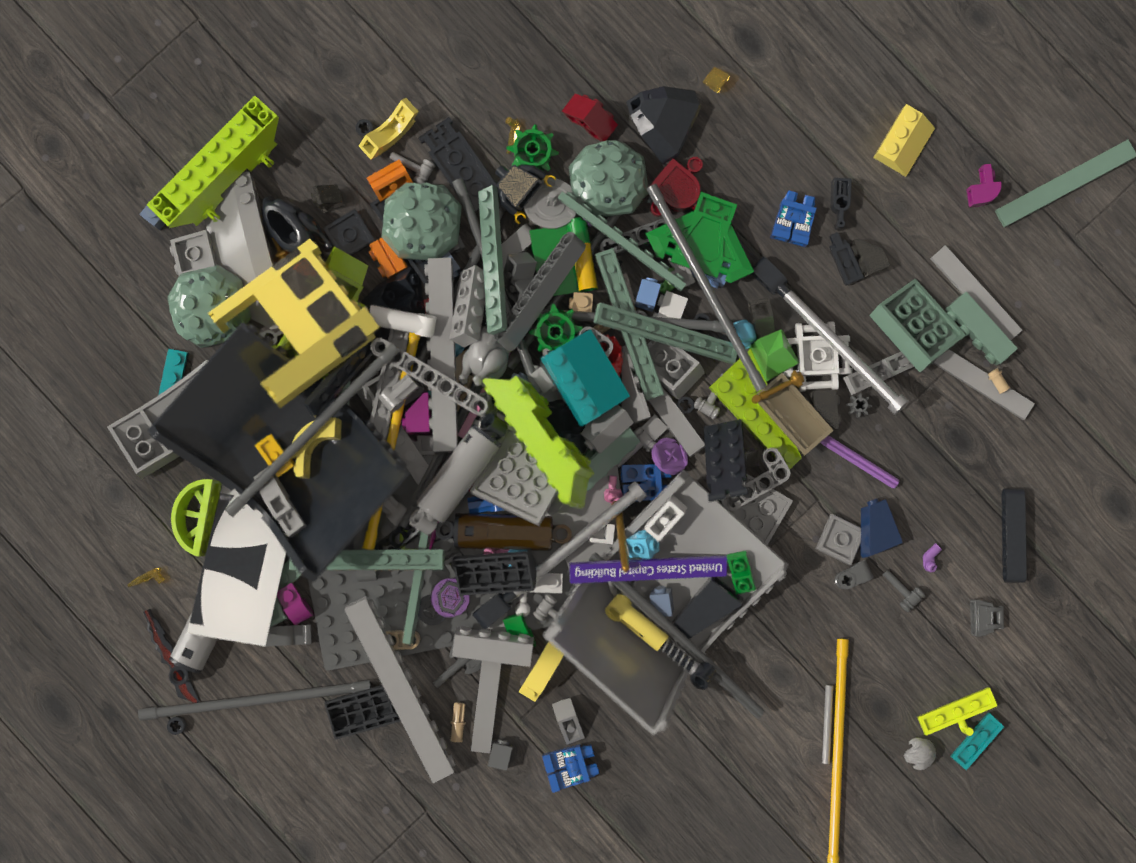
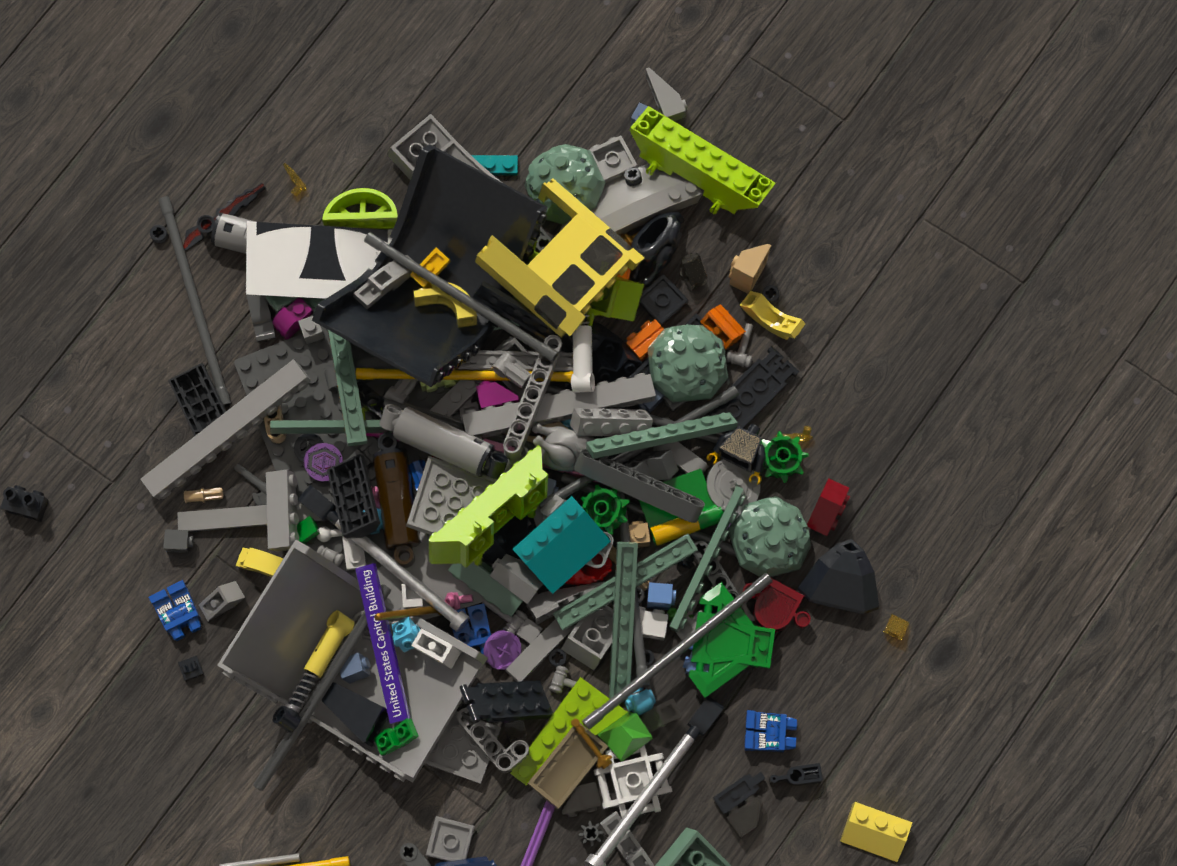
camera: 80 degrees right, 10 degrees down
(138, 188) = (666, 98): none -> light grey slope
(212, 236) = (632, 172): none -> black bush
(310, 589) = (311, 330): none -> light grey brick
(338, 141) = (748, 267): none -> tan slope
(628, 761) = (191, 668): none -> black tile

